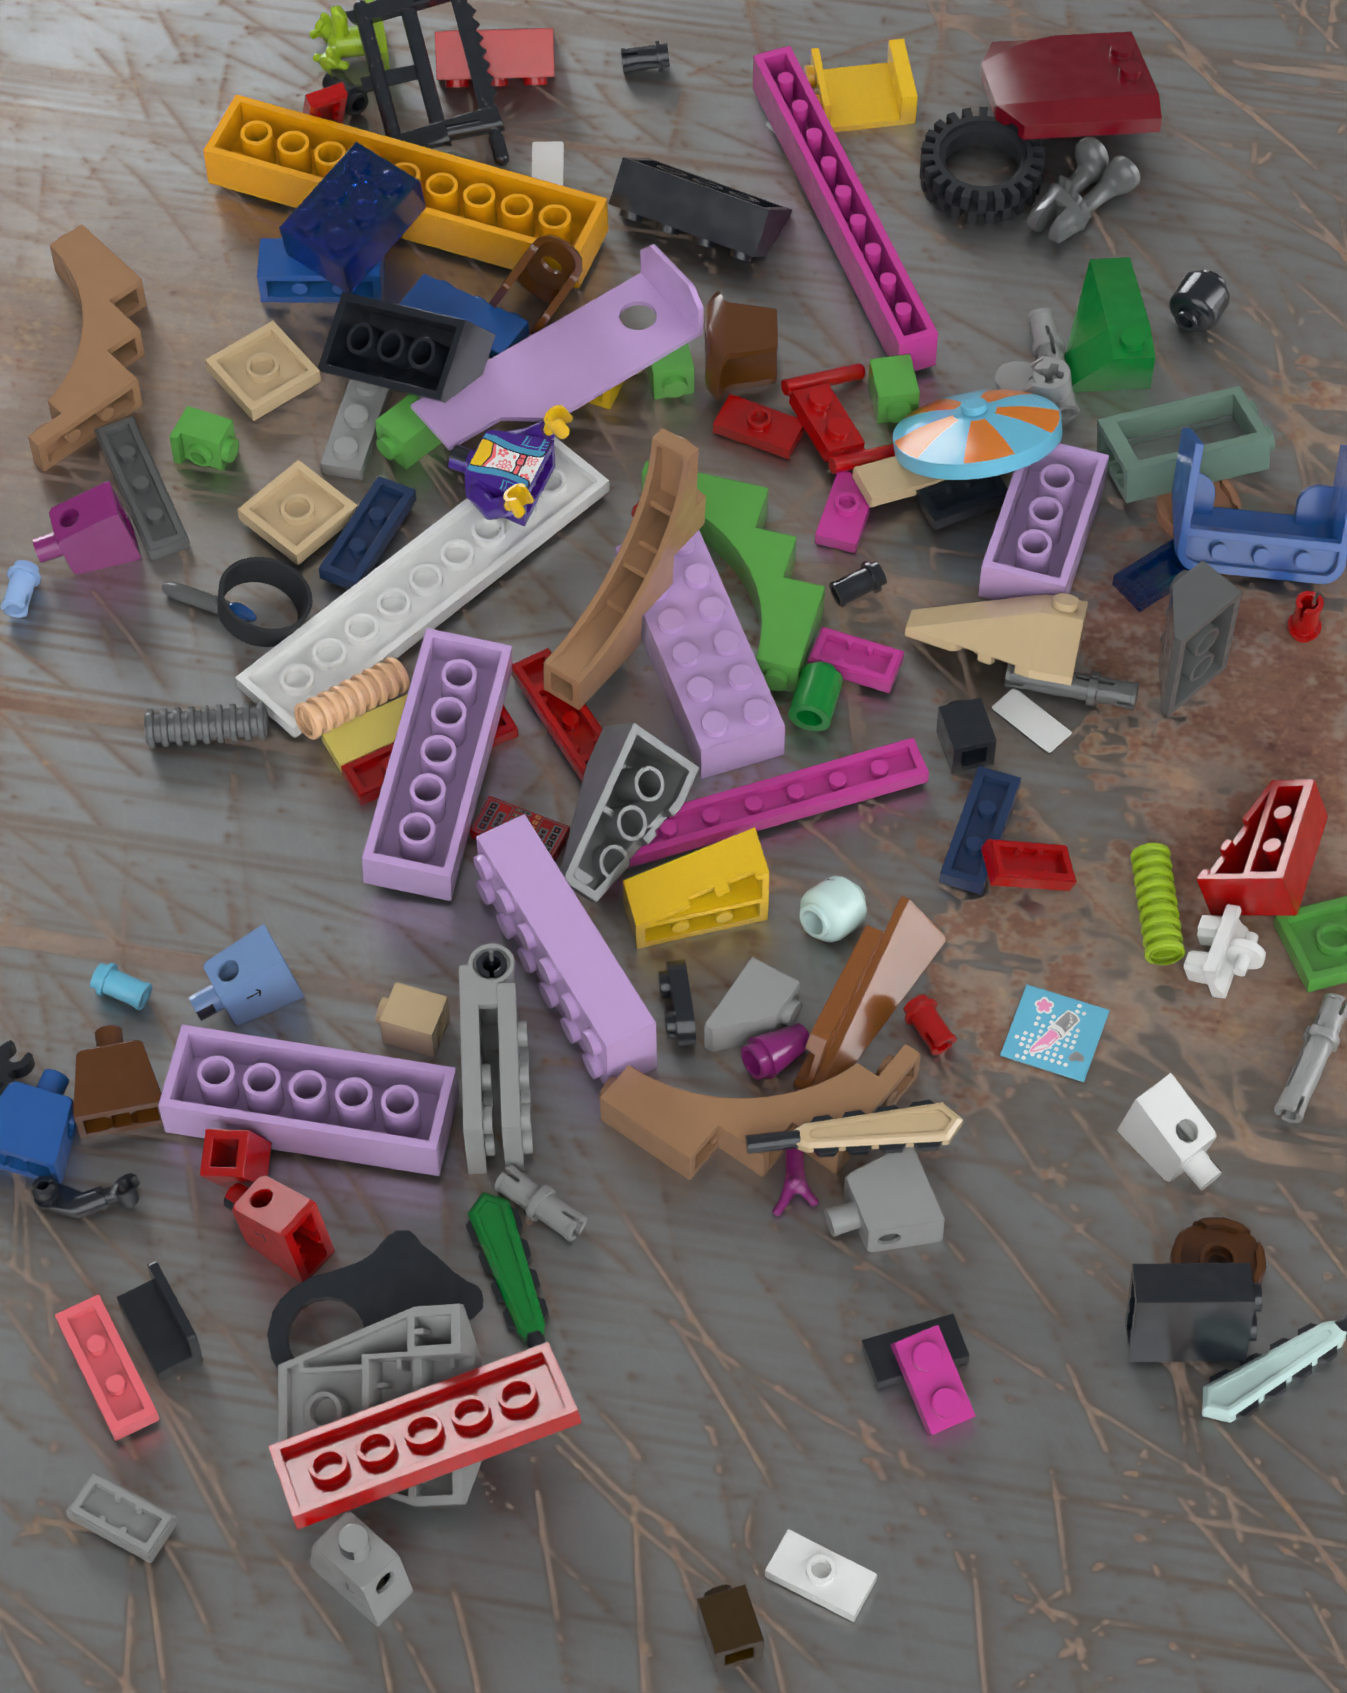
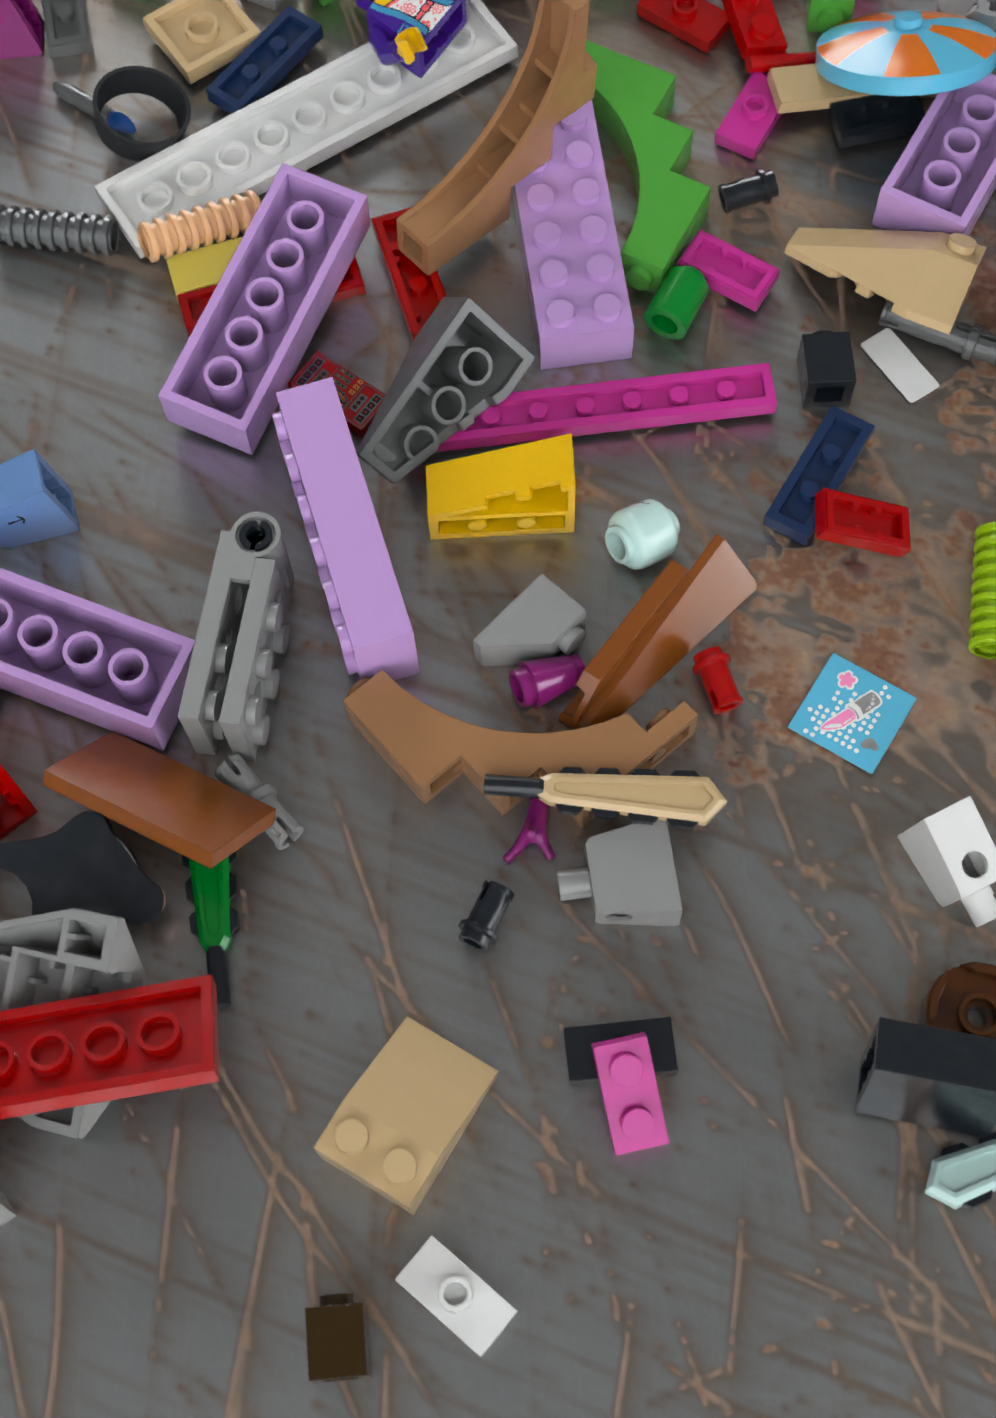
camera: 15 degrees right, 10 degrees up
(413, 1019) = (175, 575): tan brick -> none
(456, 1209) = (160, 798): none -> dark orange tile
(680, 1019) = (457, 590): black plate -> none
(740, 1440) = (406, 1114): none -> tan slope
(768, 1272) = (485, 916): none -> black pin

